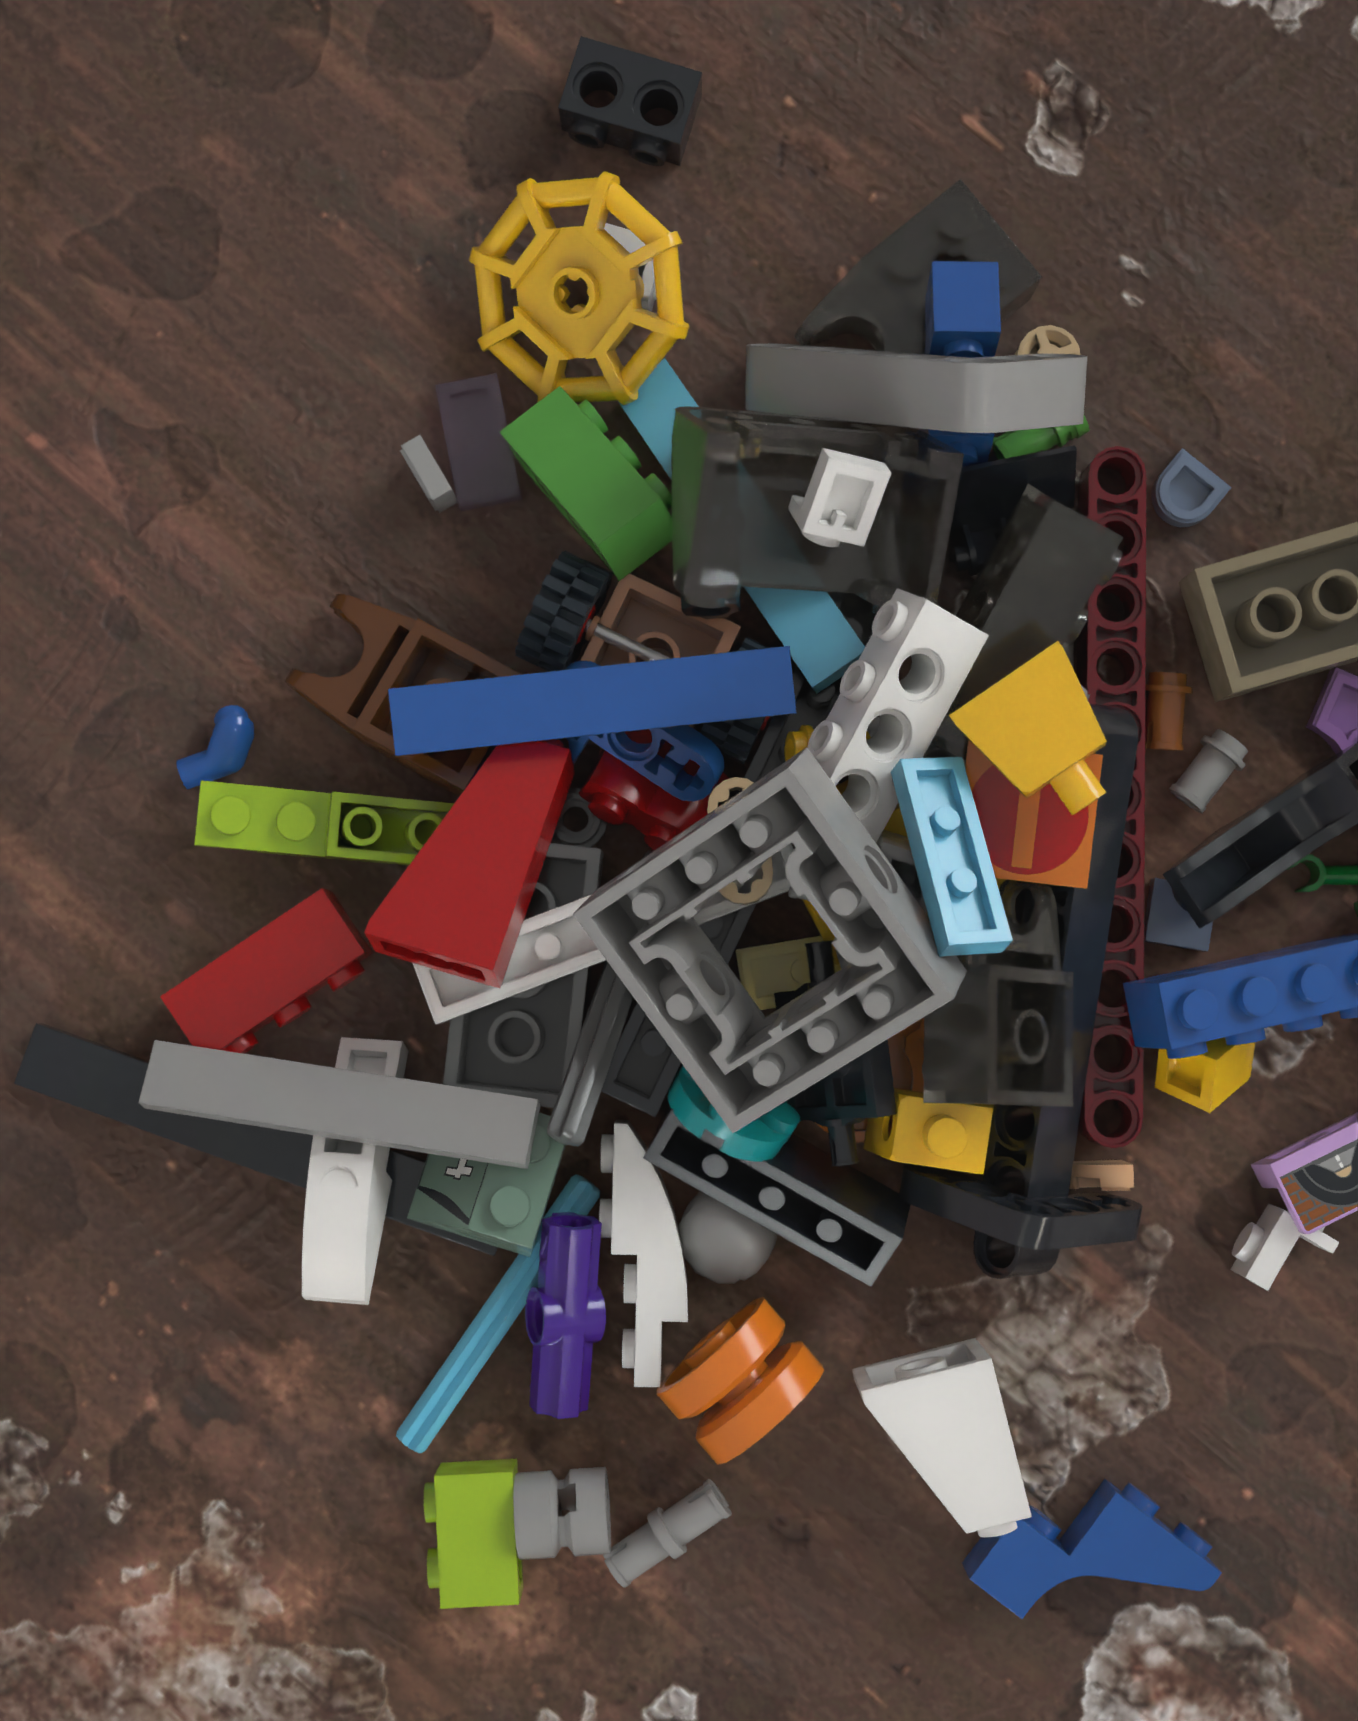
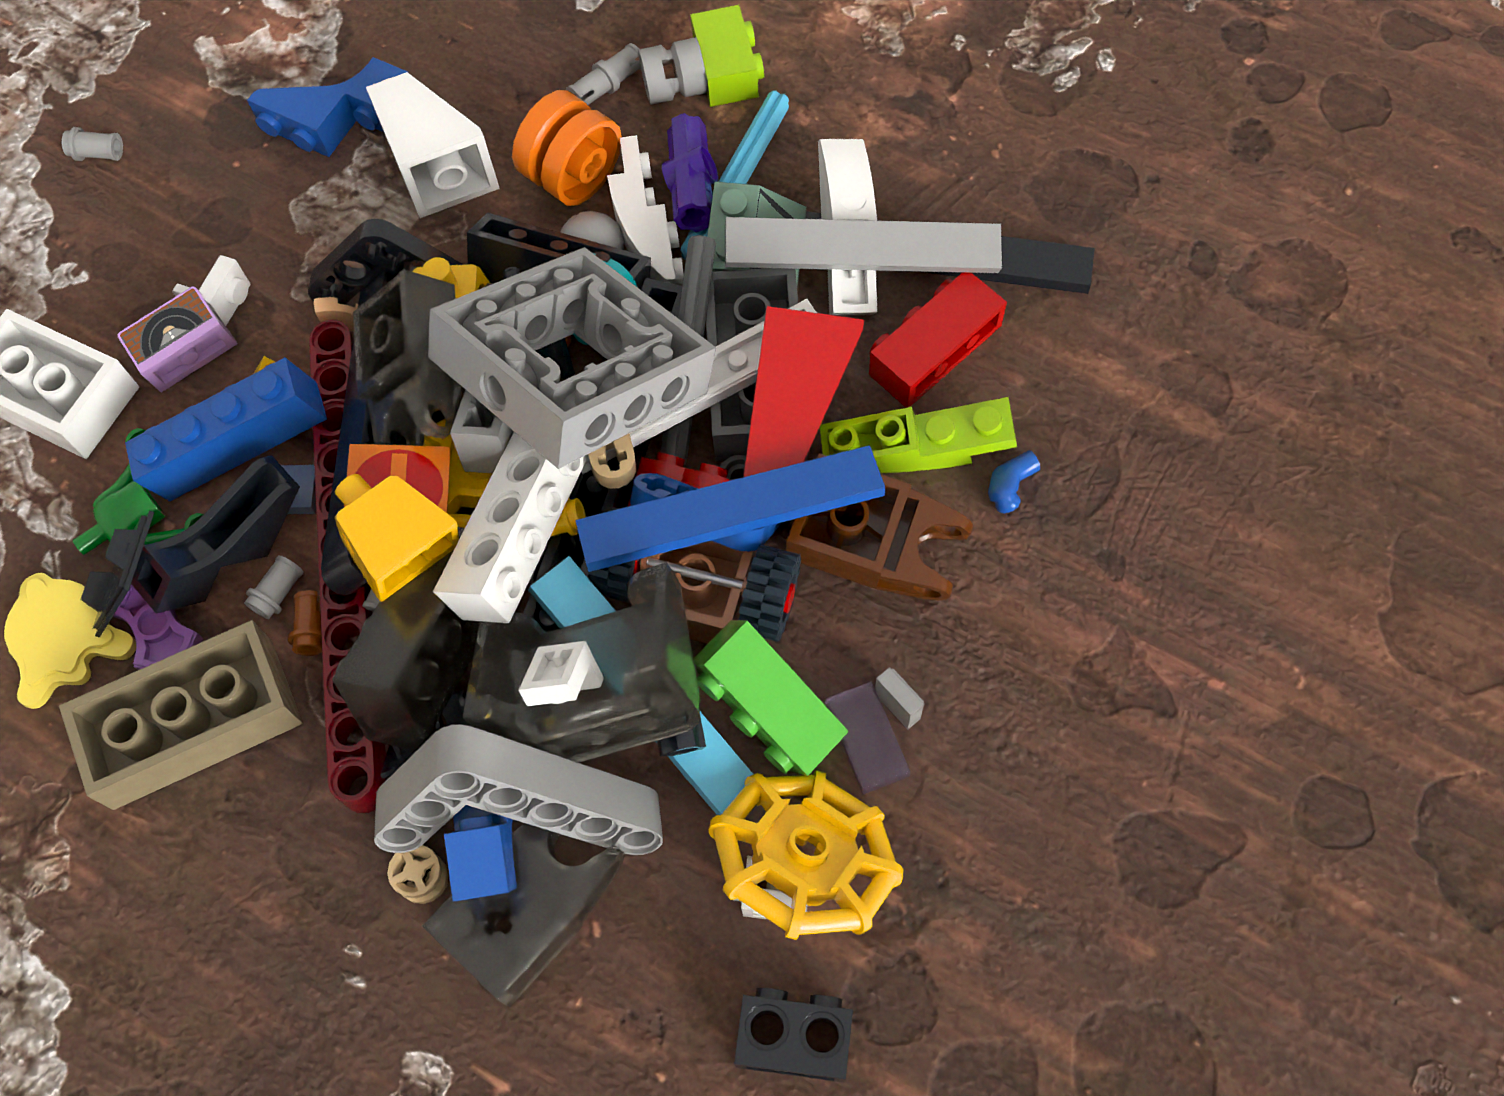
camera: 170 degrees right, 20 degrees down
(951, 856) = (445, 425): medium azure plate -> none
(1186, 491) = (299, 795): sand blue tile -> none

